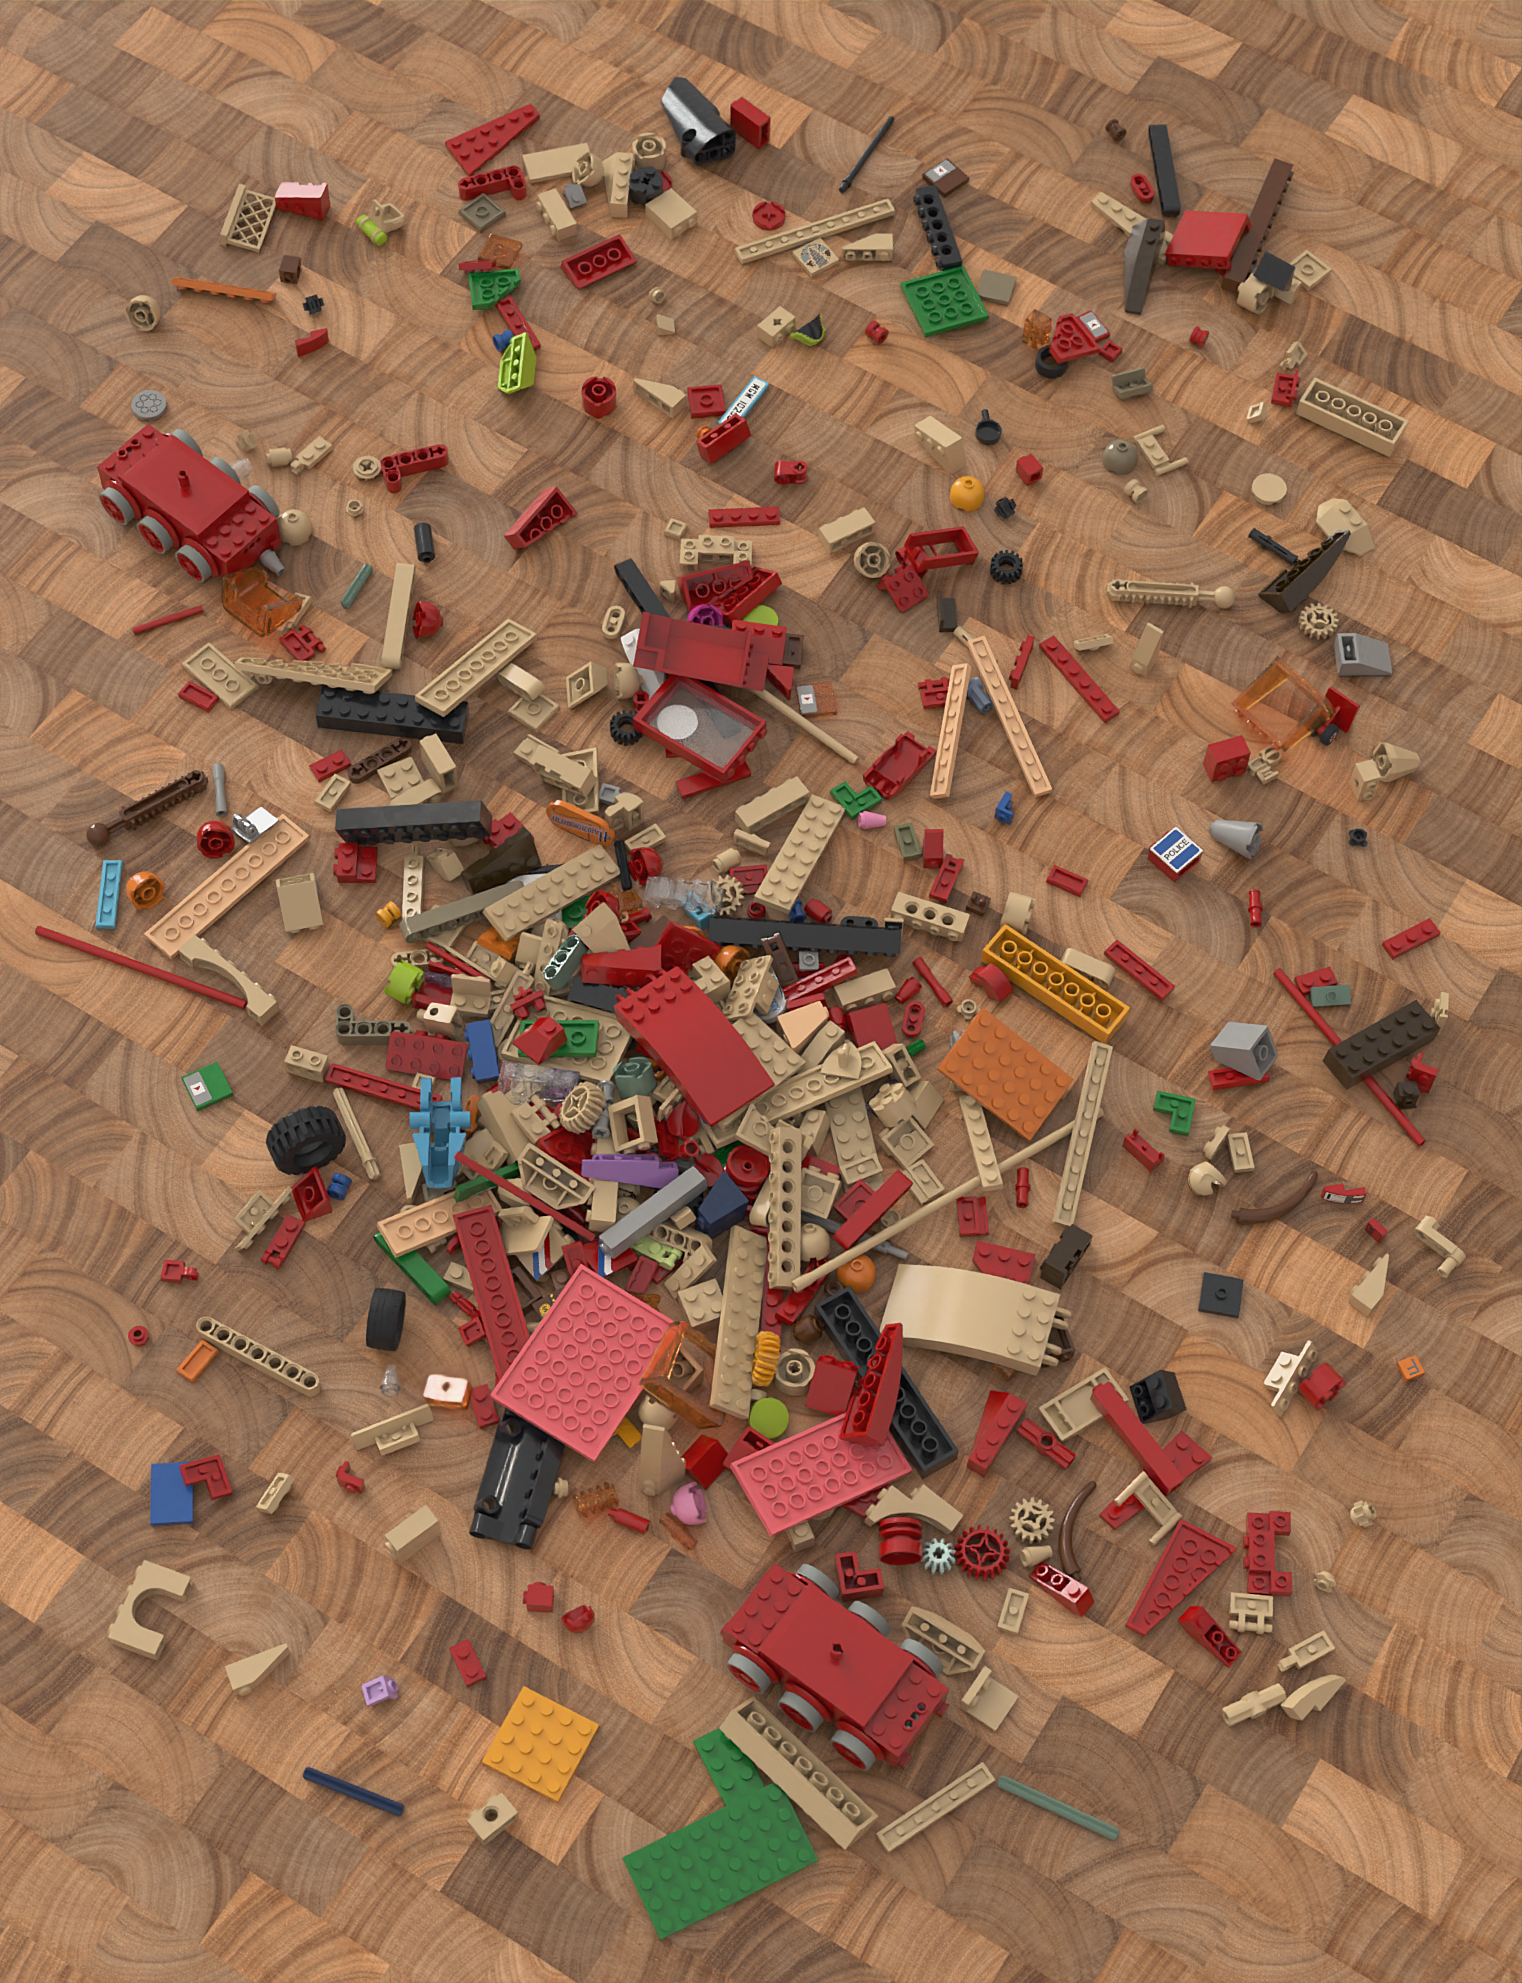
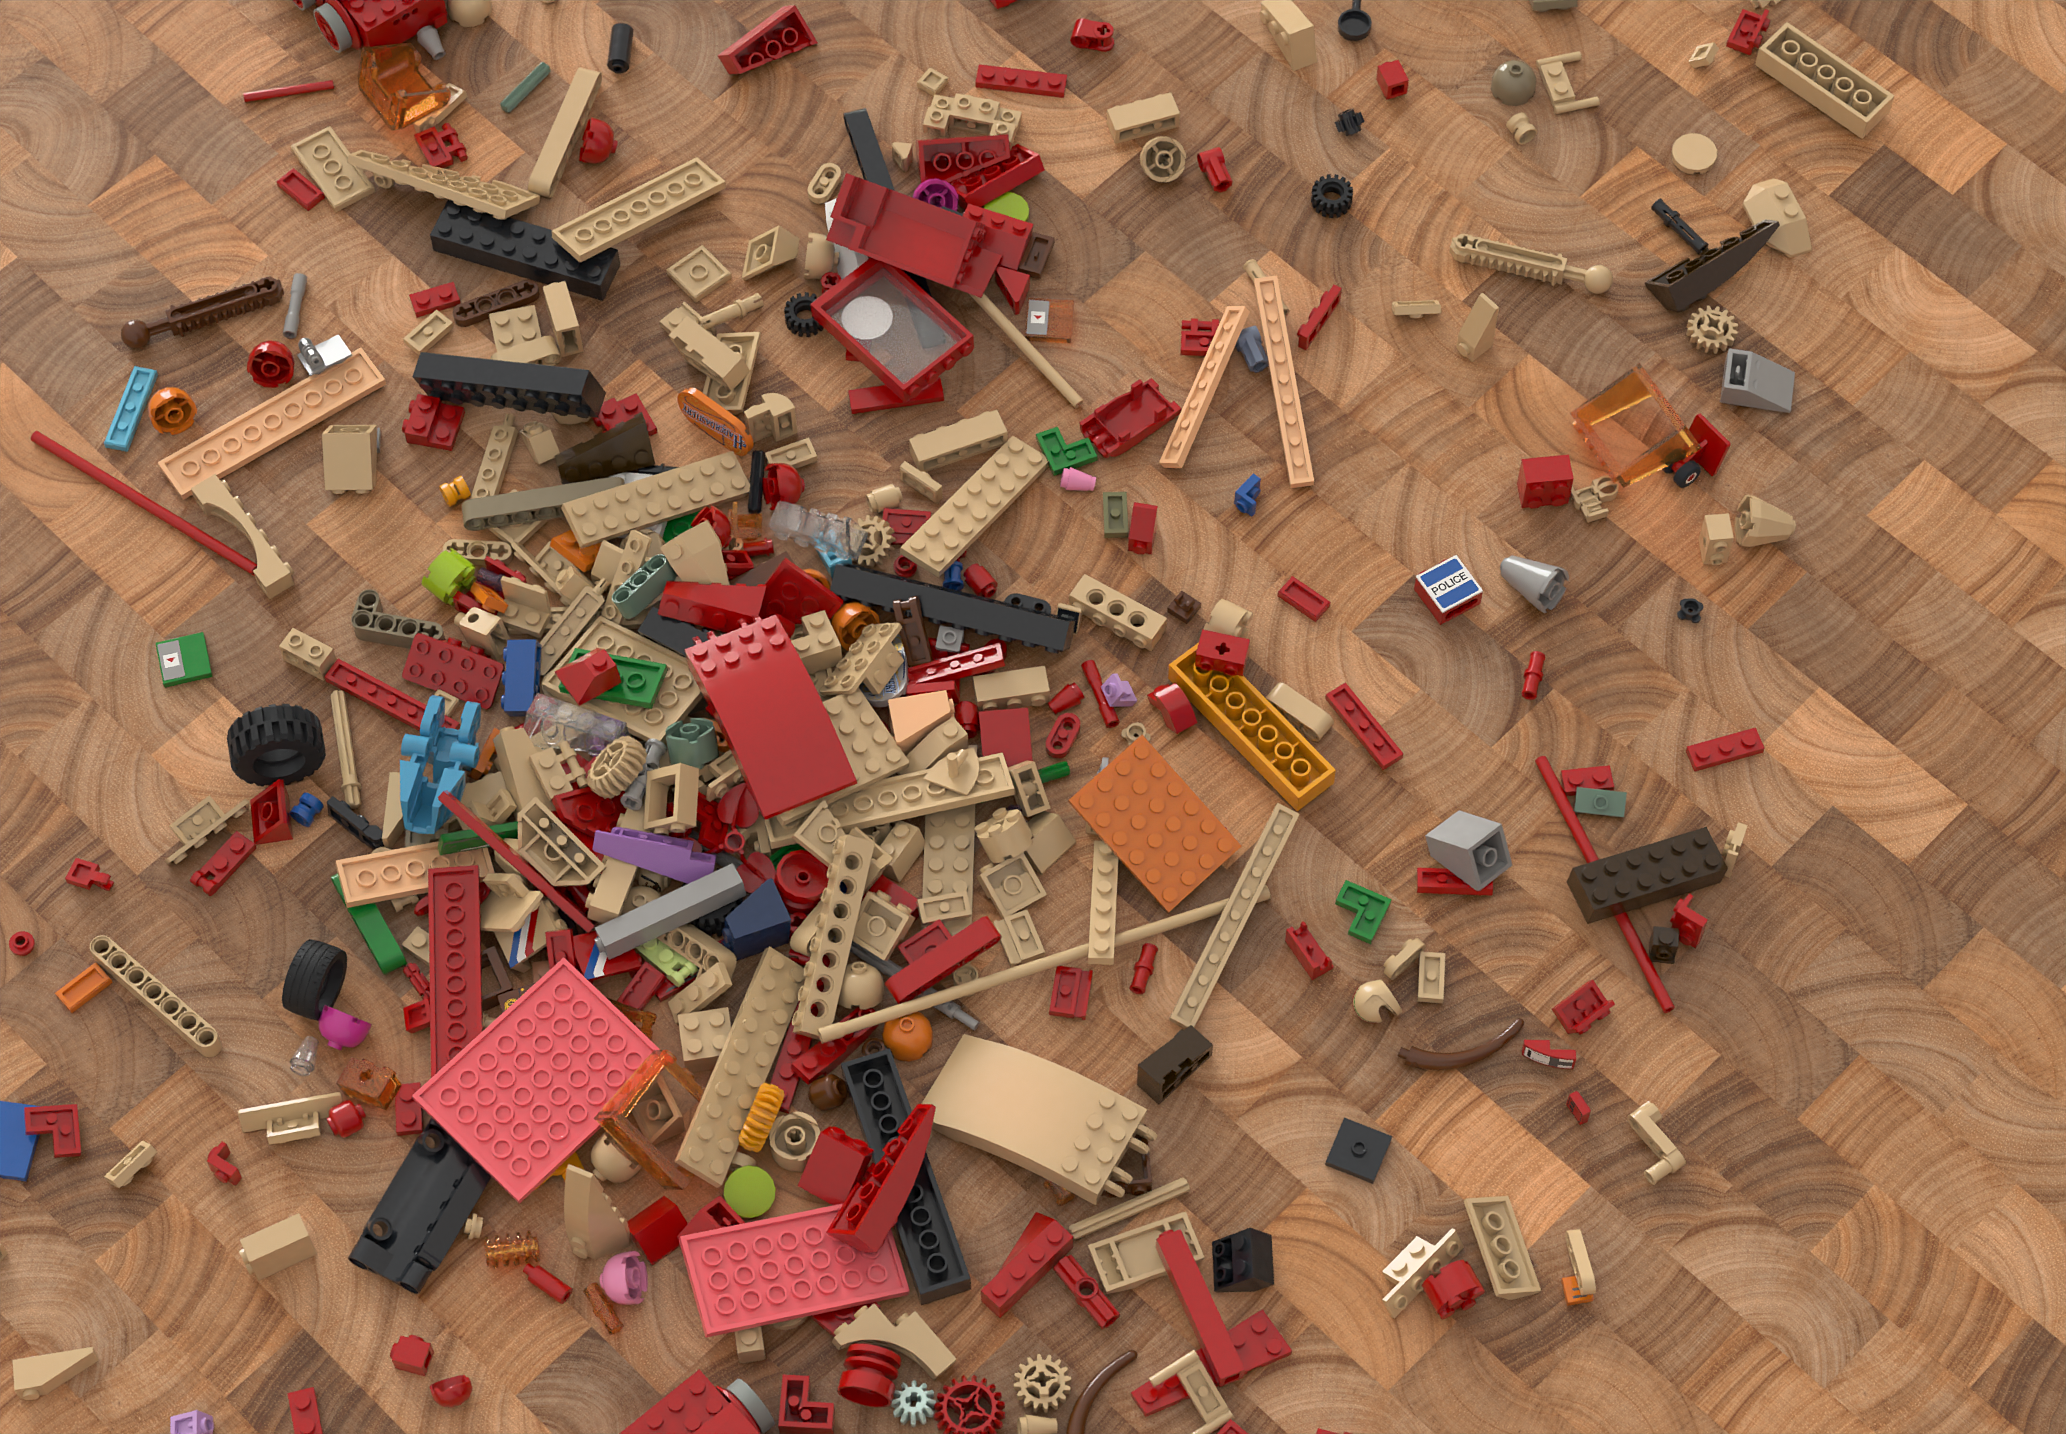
camera: 15 degrees right, 0 degrees up
(381, 1190) = (354, 823): none -> black hinge
(415, 1353) = (342, 1028): none -> dark pink cylinder
(437, 1423) = (346, 1118): none -> red head
(440, 994) = (489, 598): none -> orange plate
(454, 961) = (520, 564): red bar -> none
(521, 682) = (690, 237): tan beam -> none
(524, 1001) = (588, 624): red hips -> none
(573, 732) = (737, 309): none -> tan pin
(607, 794) = (759, 388): light grey plate -> none
(683, 1217) = (706, 925): tan slope -> none
(904, 587) = (1196, 200): red bracket -> none
(946, 613) = (1240, 241): dark brown panel -> none
(946, 878) = (1152, 568): red plate -> none
(947, 978) = (1118, 692): none -> lavender bracket
(958, 535) = (1224, 144): red door -> none
(967, 493) = (1307, 97): light orange cylinder -> none
(1003, 1262) = (1095, 1057): red plate -> none
(1022, 933) = (1222, 653): none -> red brick
(1061, 1373) = (1129, 1208): none -> tan axle
(1079, 679) = (1387, 351): red plate -> none
(1347, 1347) = (1502, 1247): none -> tan slope
(1359, 1155) = (1582, 1008): none -> red bracket
(1370, 1292) = (1548, 1184): tan slope -> none
(1409, 1347) = (1580, 1262): none -> tan beam

